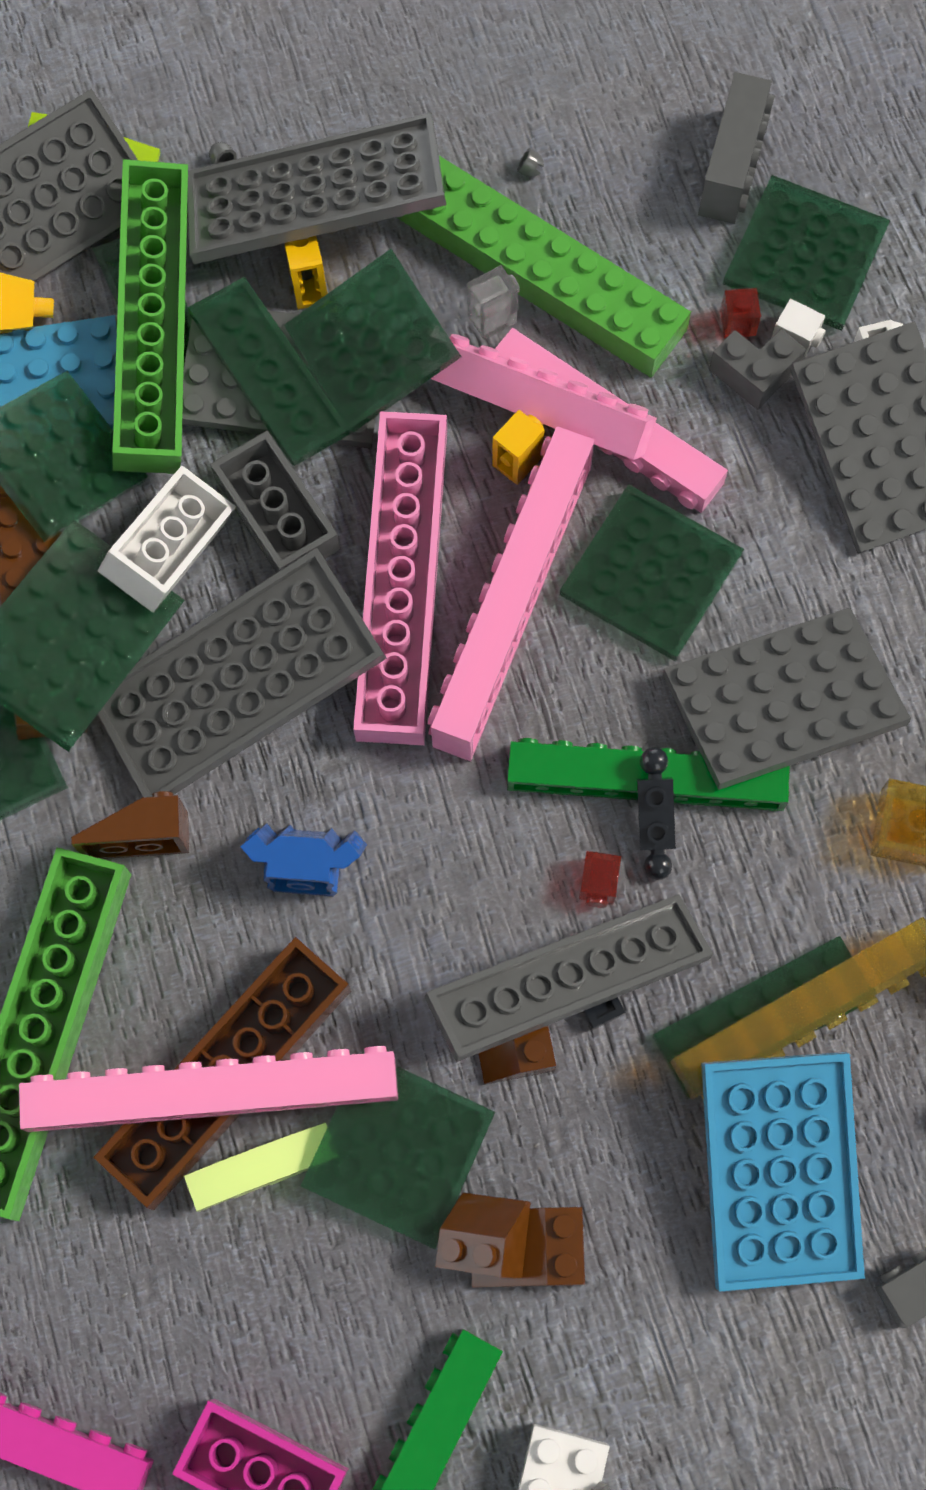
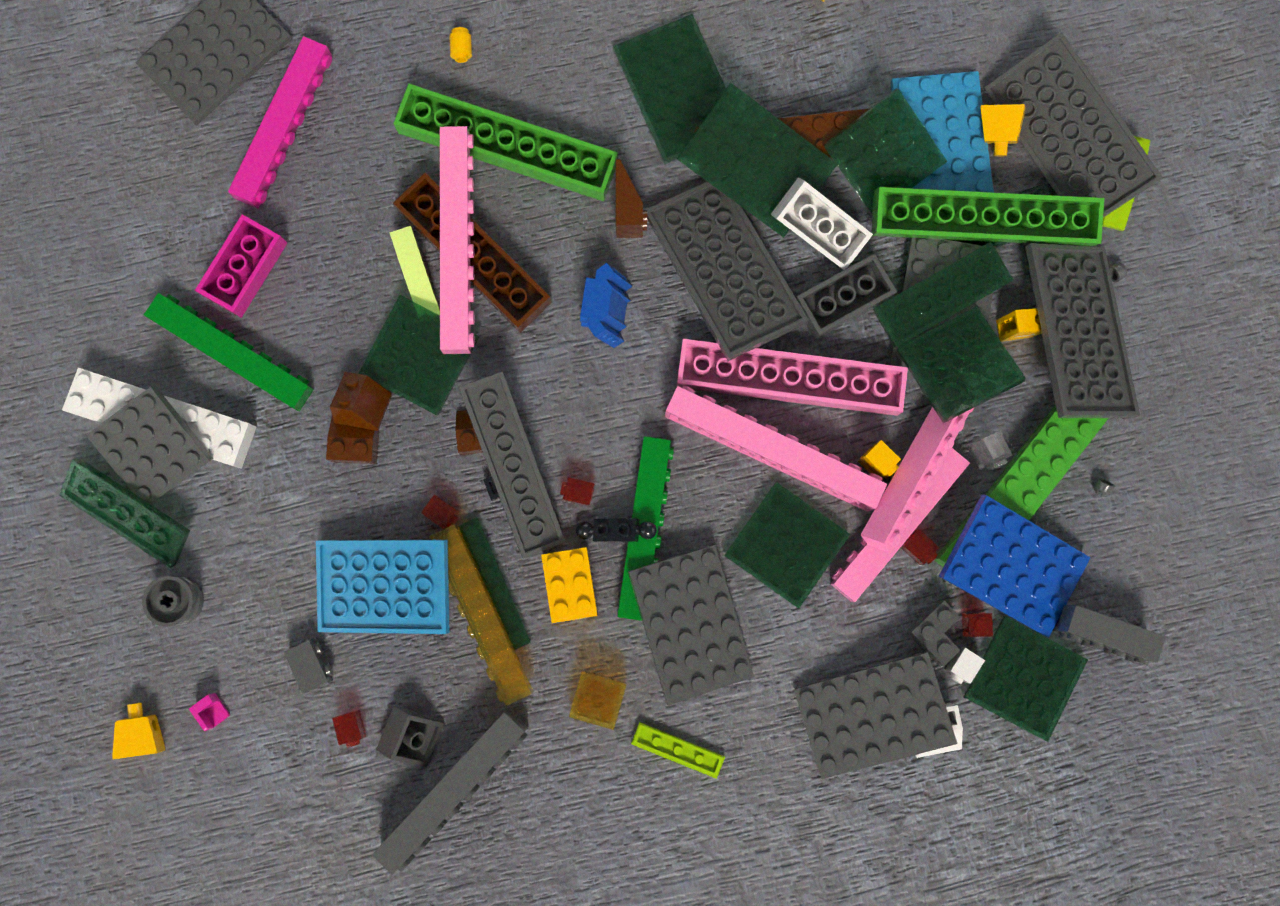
camera: 90 degrees right, 10 degrees up
(640, 387) = (920, 548): none -> clear red brick
(652, 1091) = (440, 512): none -> clear red brick
(655, 264) = (1014, 566): none -> blue plate
(746, 880) = (569, 585): none -> yellow brick

